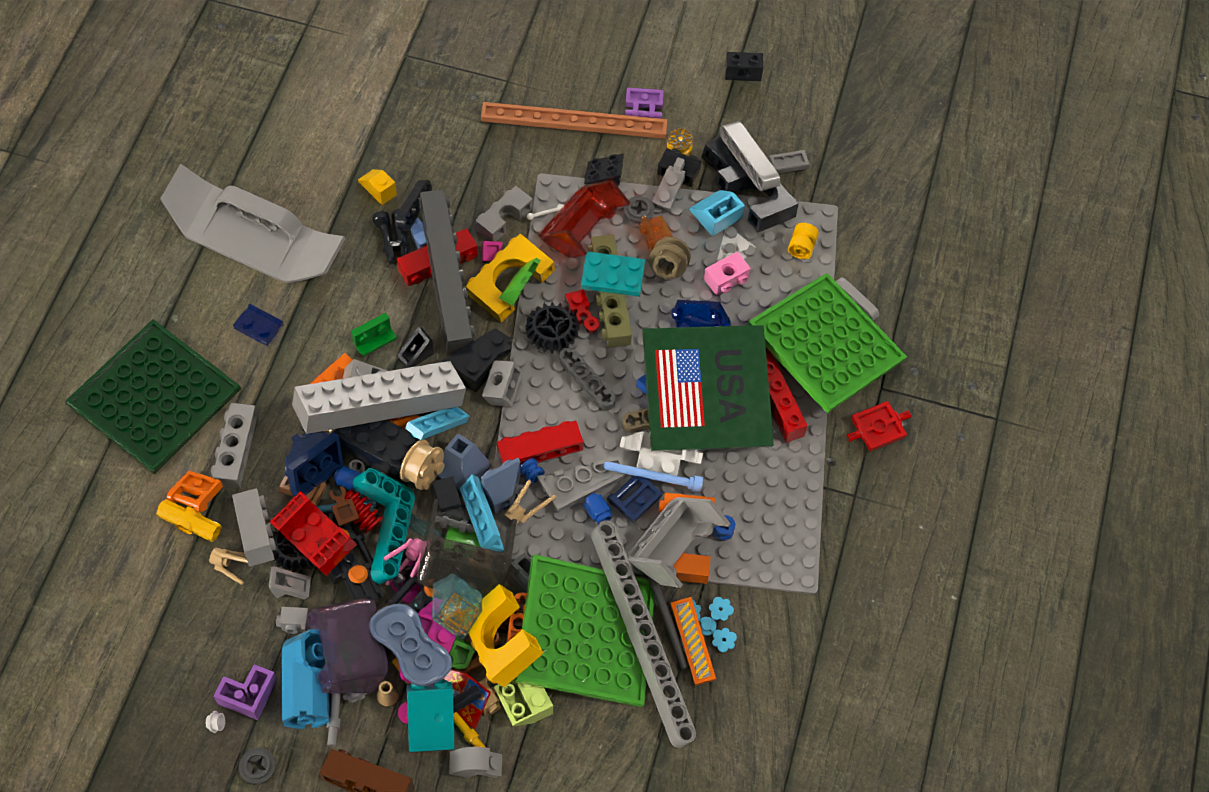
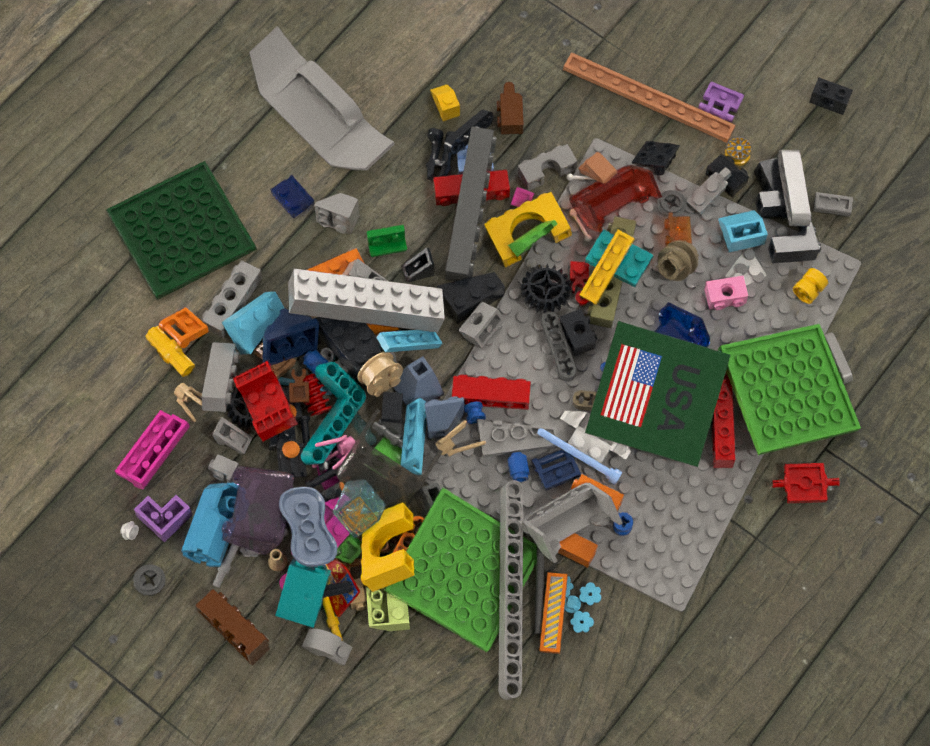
camera: 25 degrees right, 5 degrees up
(208, 627) = (152, 449): none -> dark pink brick
(266, 460) = (250, 322): none -> medium azure wedge
(312, 323) = (338, 212): none -> light grey slope
(446, 173) = (510, 111): none -> reddish brown hinge
(547, 249) = (588, 238): none -> hinge
(555, 198) = (598, 168): none -> nougat slope
(604, 368) = (578, 342): none -> black brick
(606, 284) = (607, 267): none -> yellow tile

